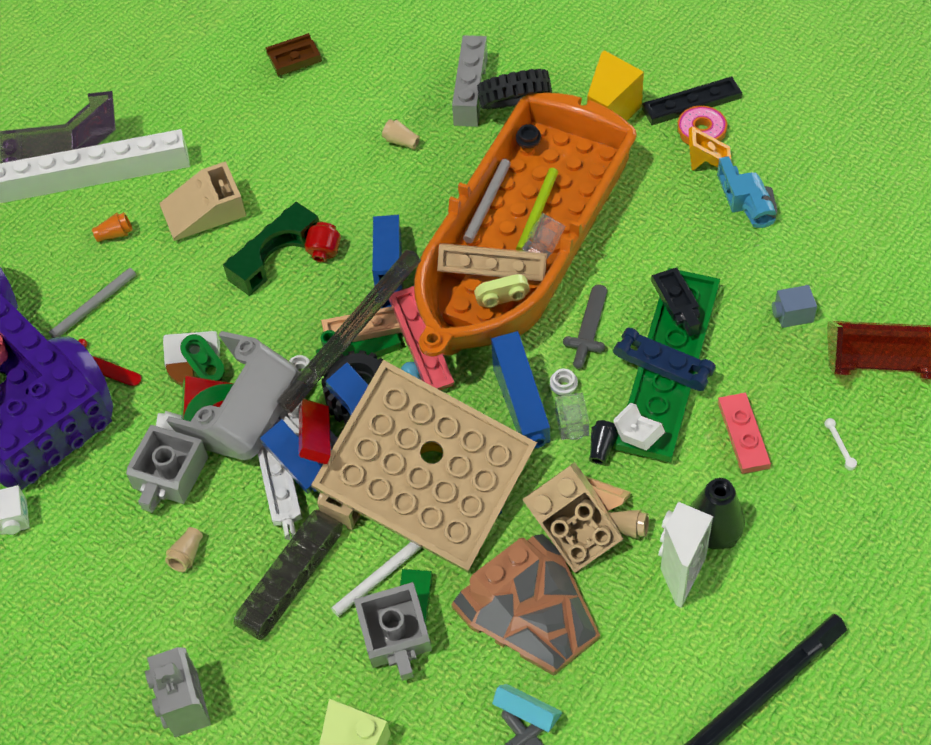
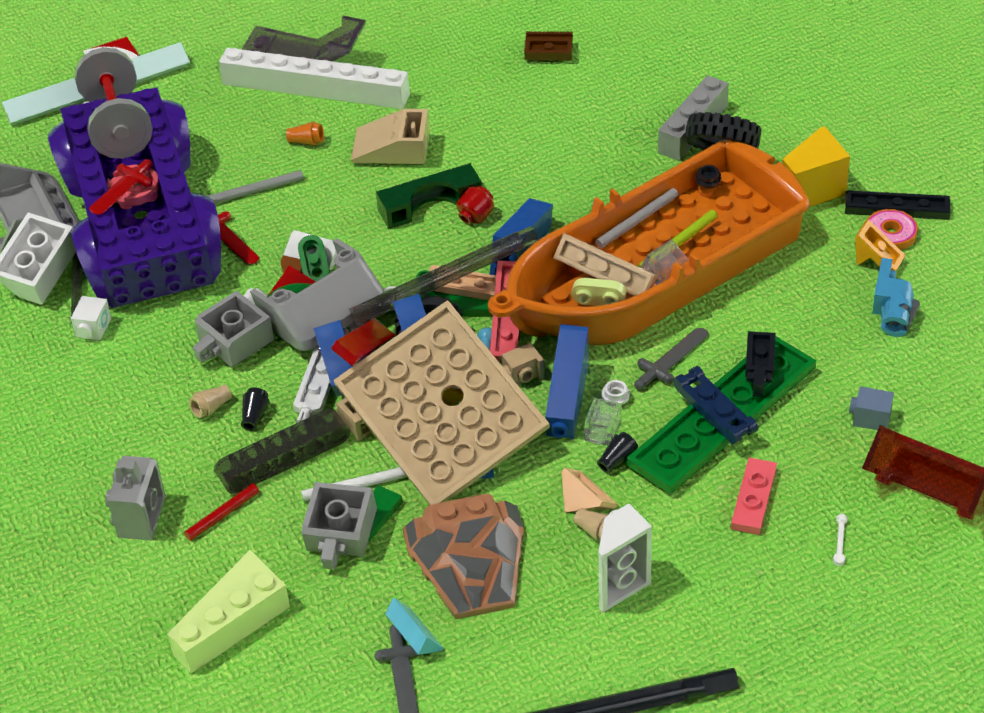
camera: 25 degrees right, 10 degrees down
(233, 538) = (253, 407): none -> black cone
(265, 664) = (221, 512): none -> red bar
(399, 134) = (599, 140): tan cone -> none
(466, 385) = (523, 364): none -> tan brick
(573, 517) = (547, 495): tan slope -> none
(636, 428) = (649, 448): white bracket -> none
(722, 503) = (678, 545): cone -> none

